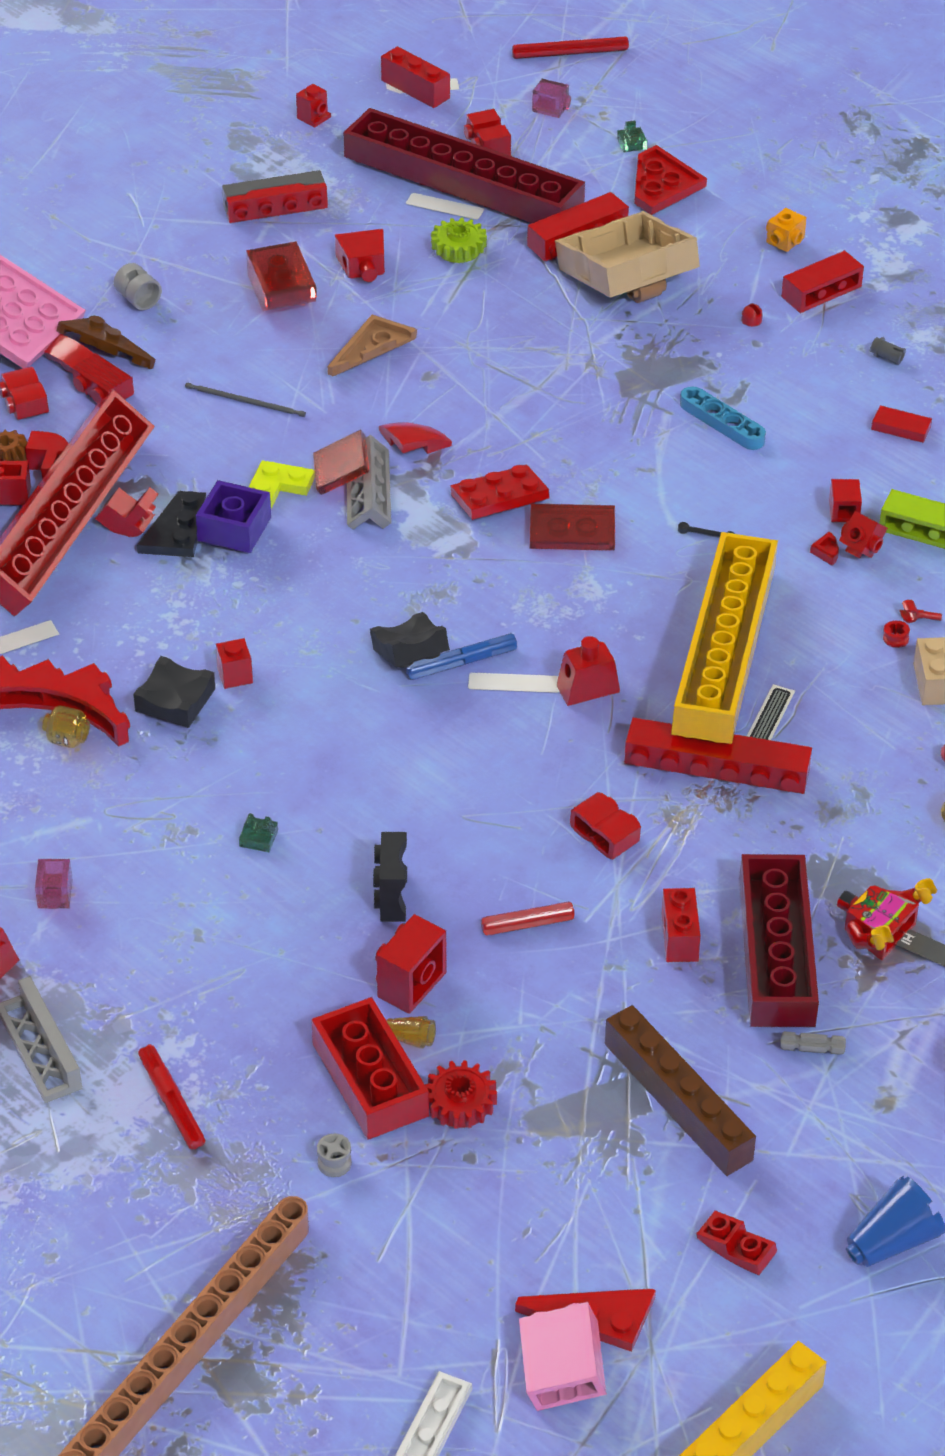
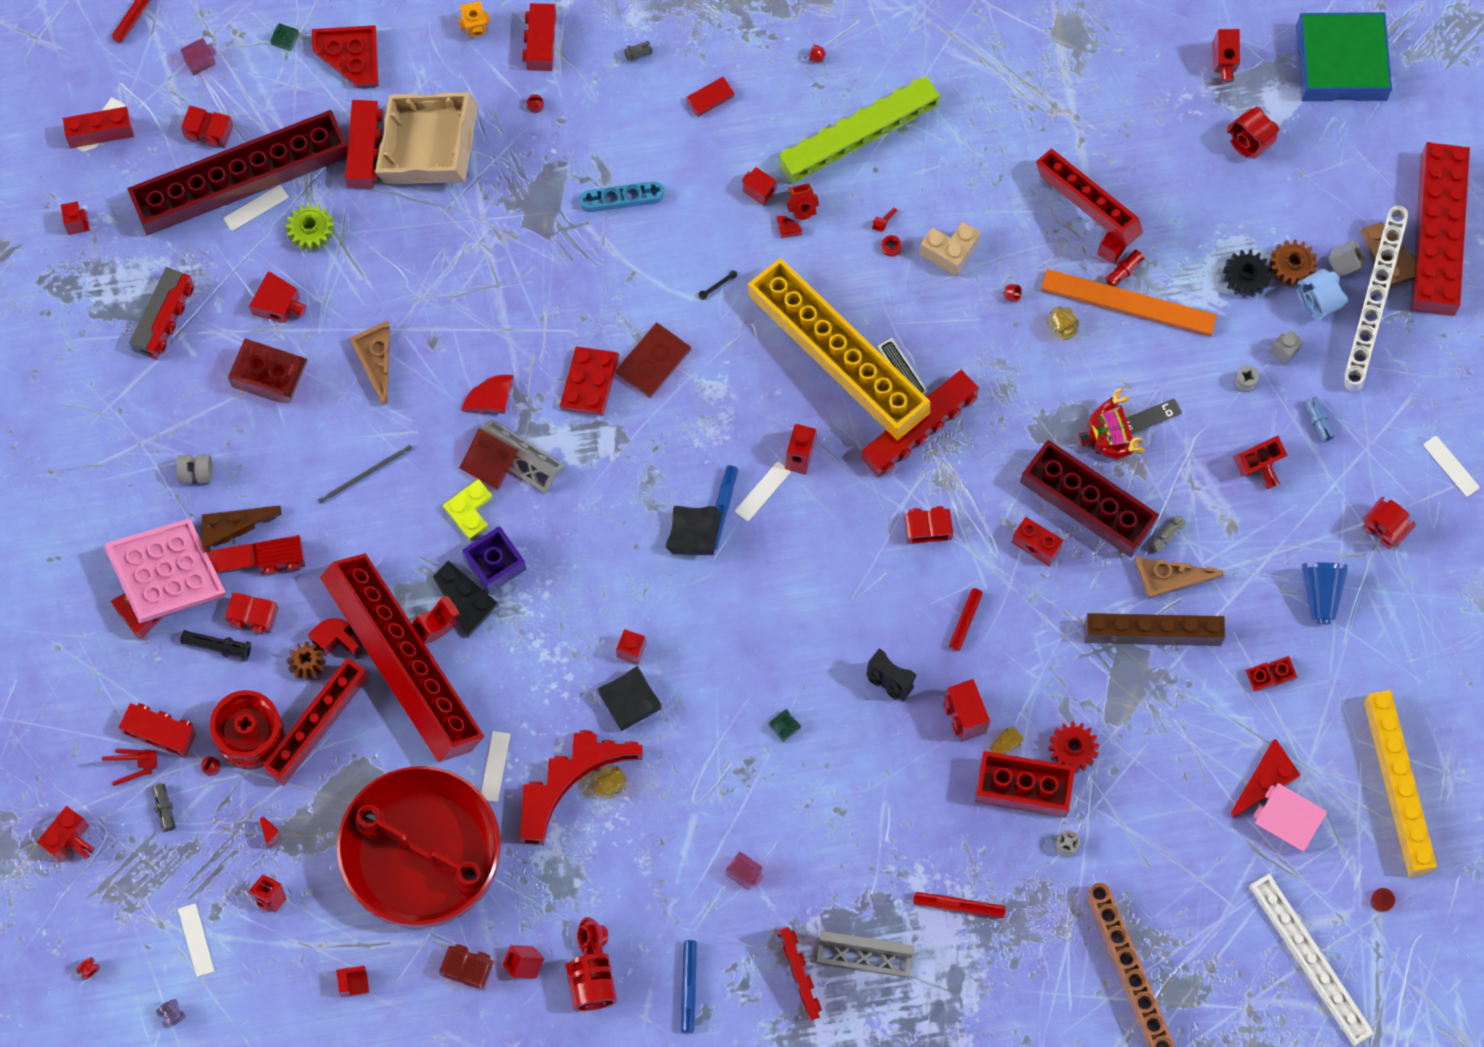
camera: 55 degrees left, 25 degrees up
(758, 1070) = (1164, 577): none -> medium nougat wing

